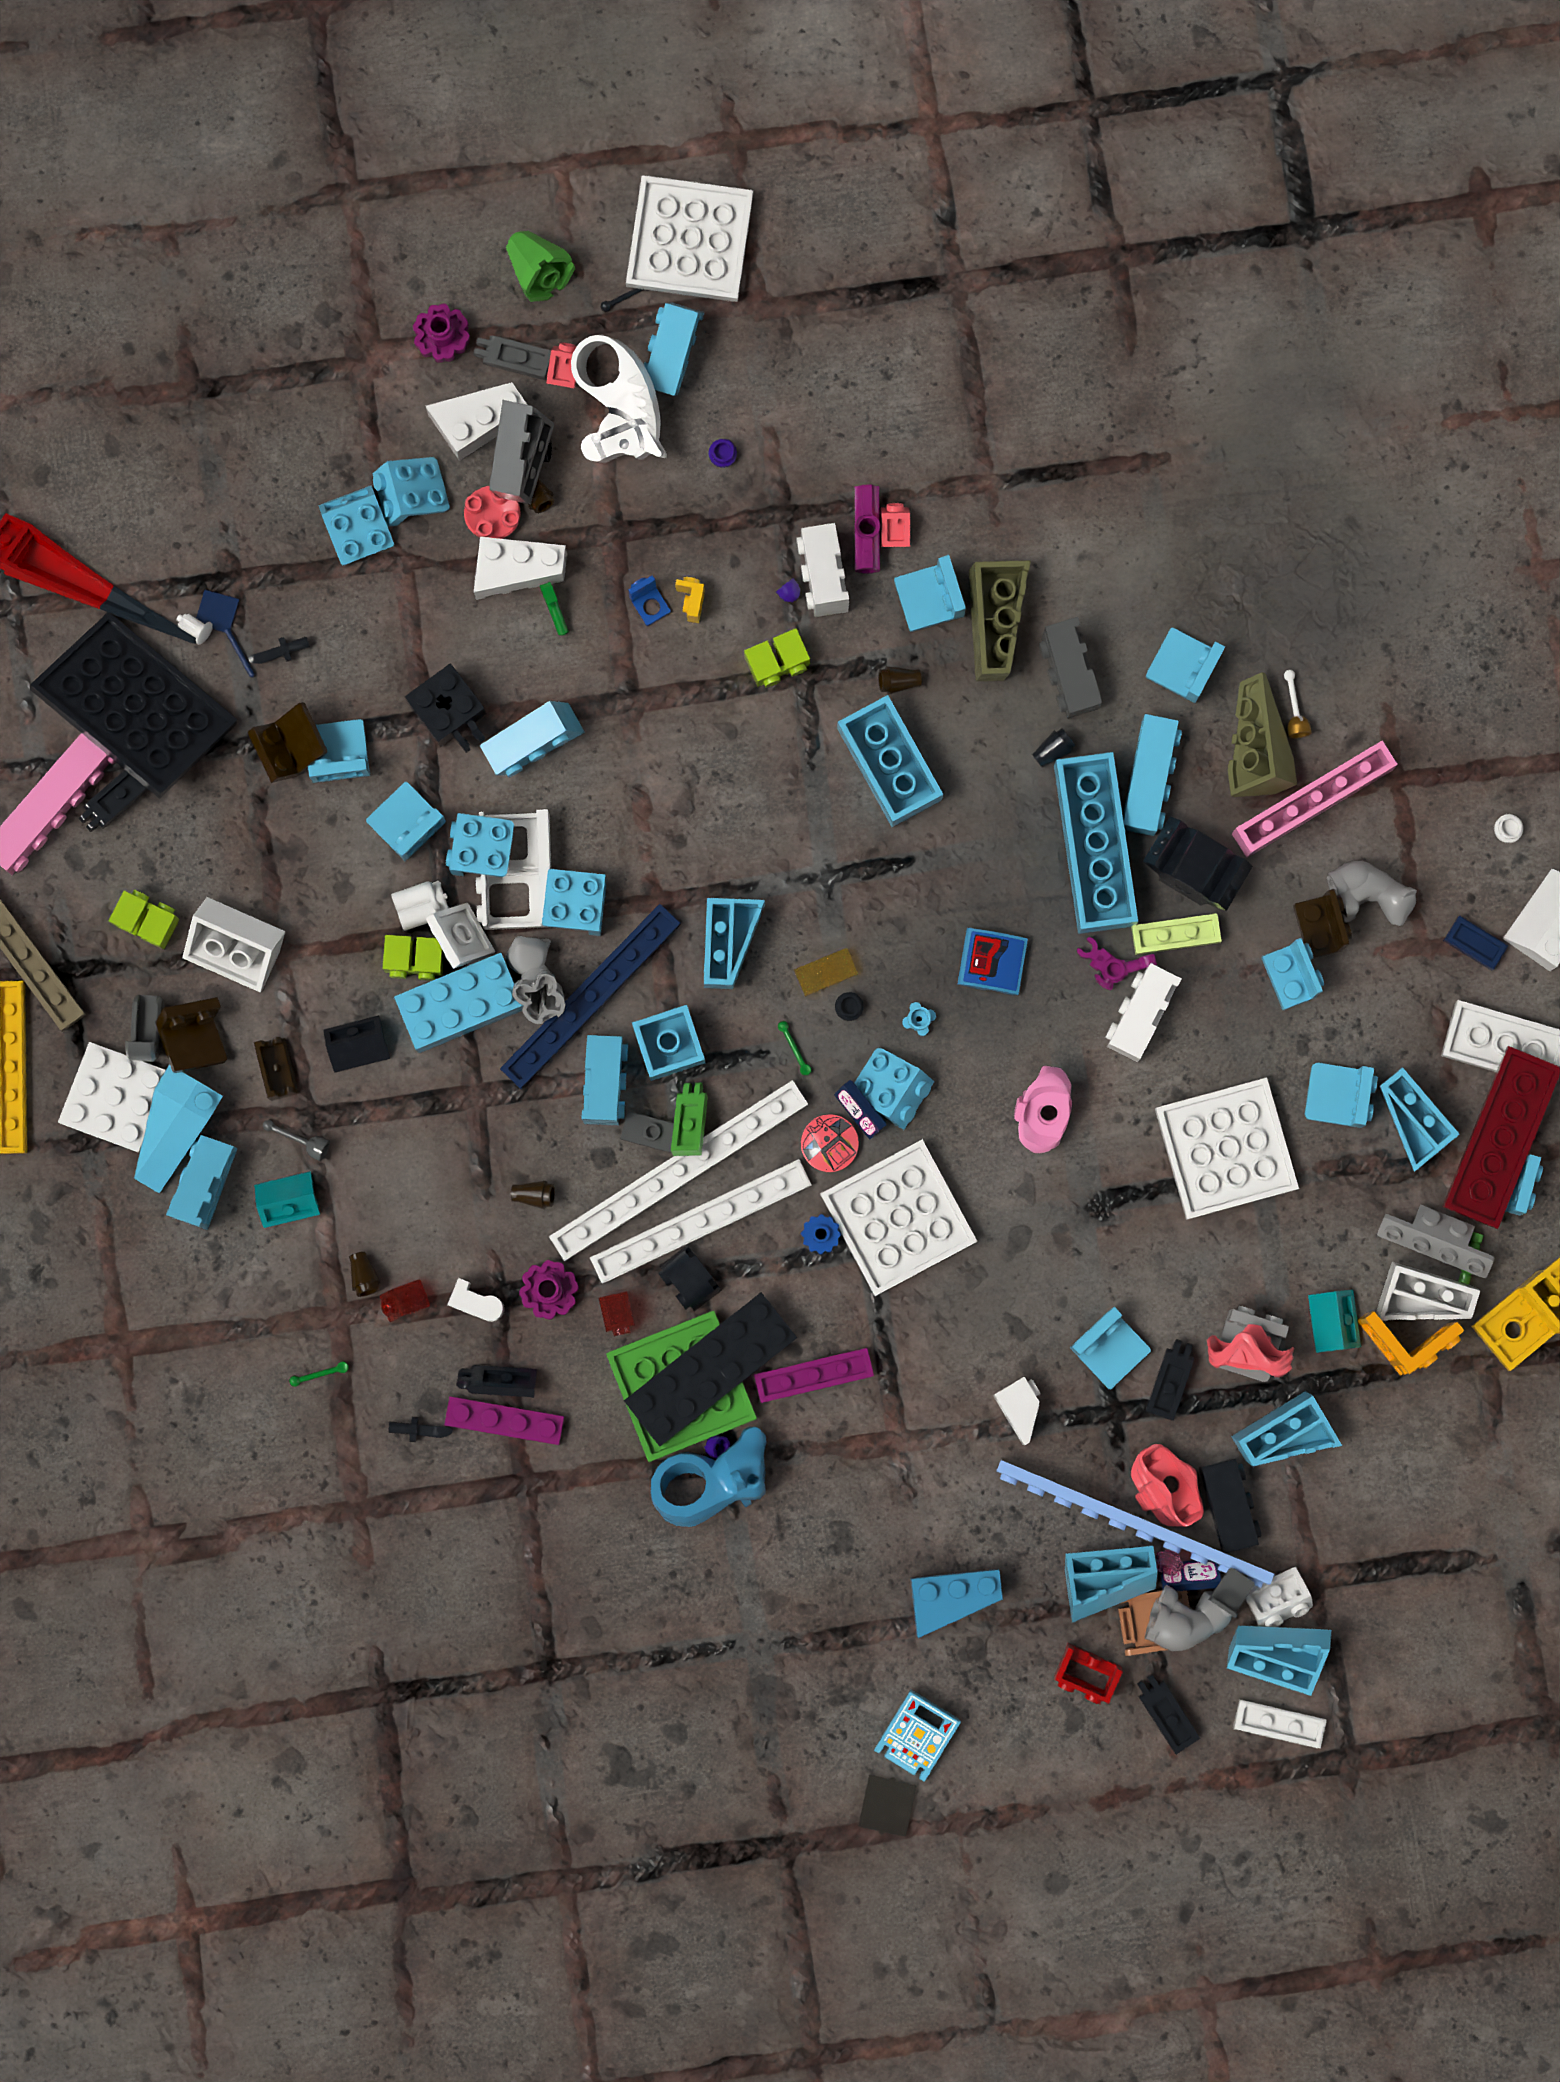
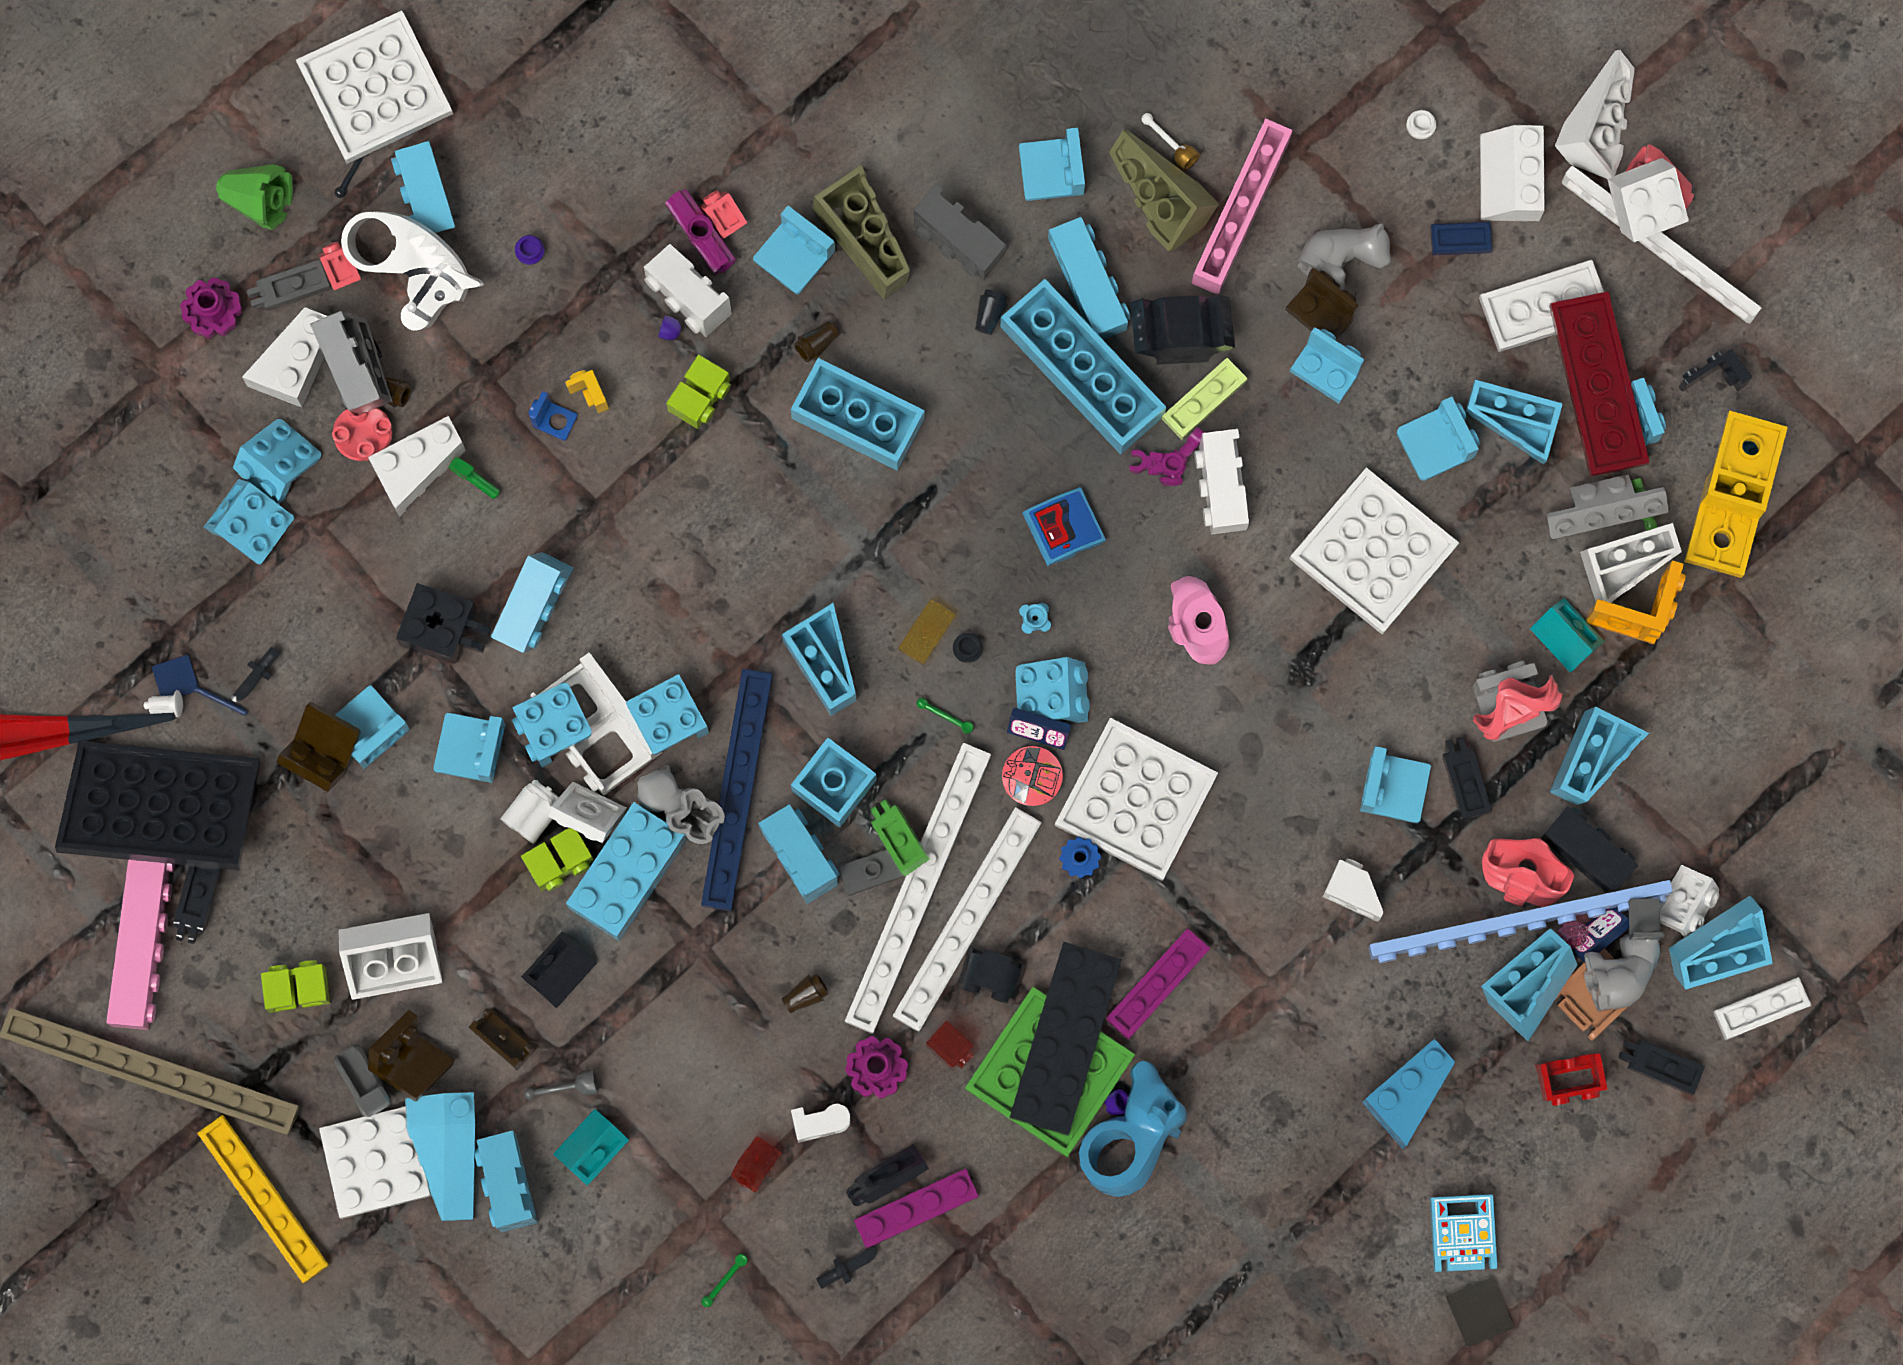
camera: 35 degrees left, 5 degrees down
(363, 1275) = (704, 1166): dark brown cone -> none

